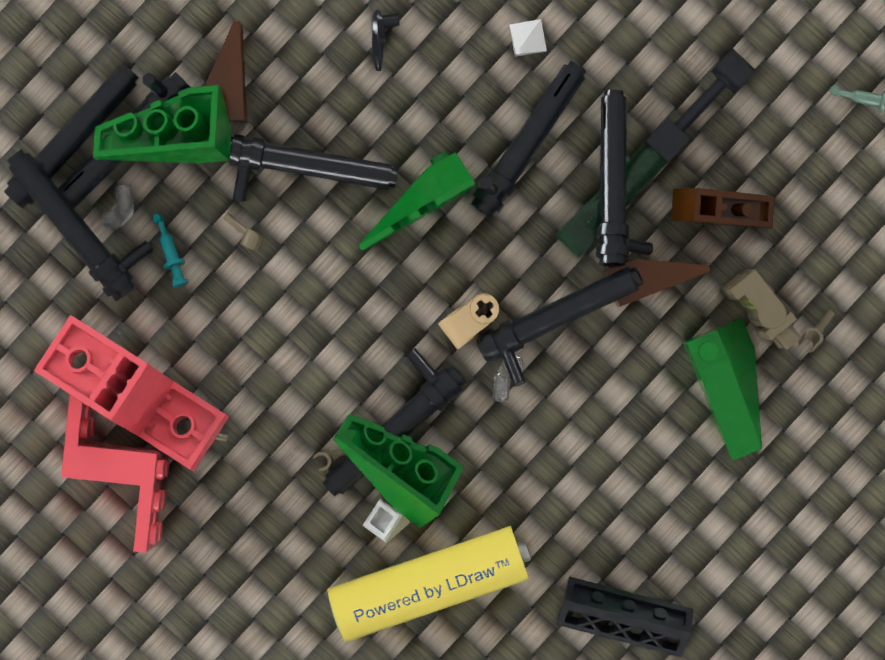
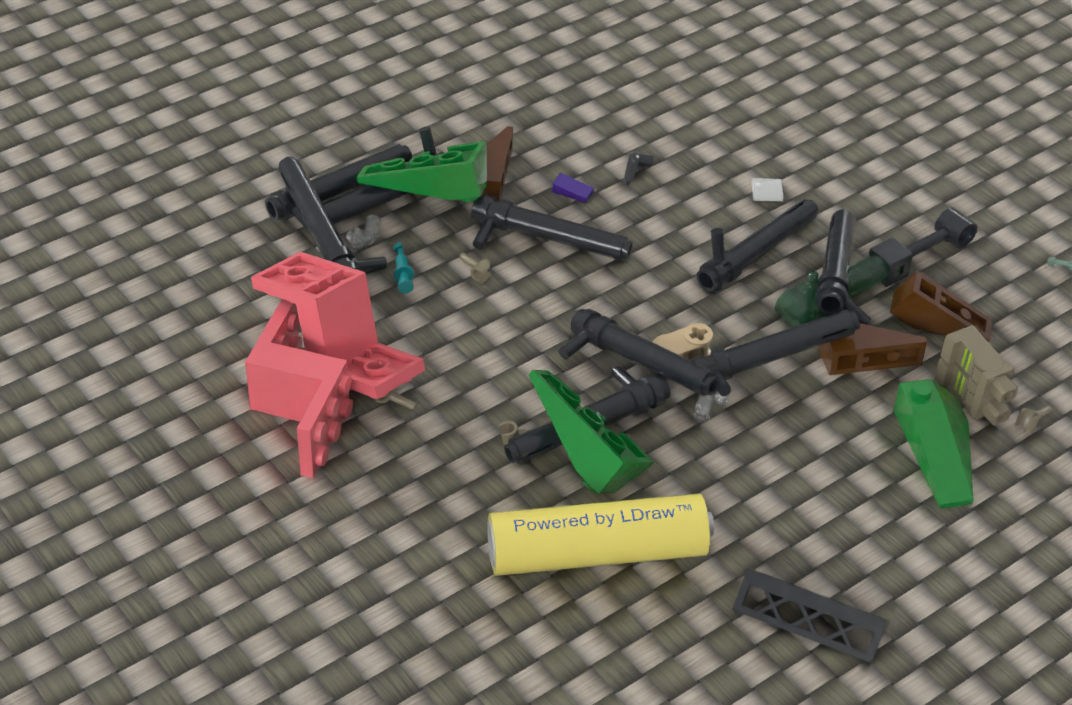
camera: 10 degrees right, 45 degrees down
(320, 83) = (572, 188): none -> dark purple piece
(385, 521) = (564, 491): white slope -> none
(392, 316) = (606, 334): none -> black cylinder
(433, 189) = (654, 263): green wedge -> none

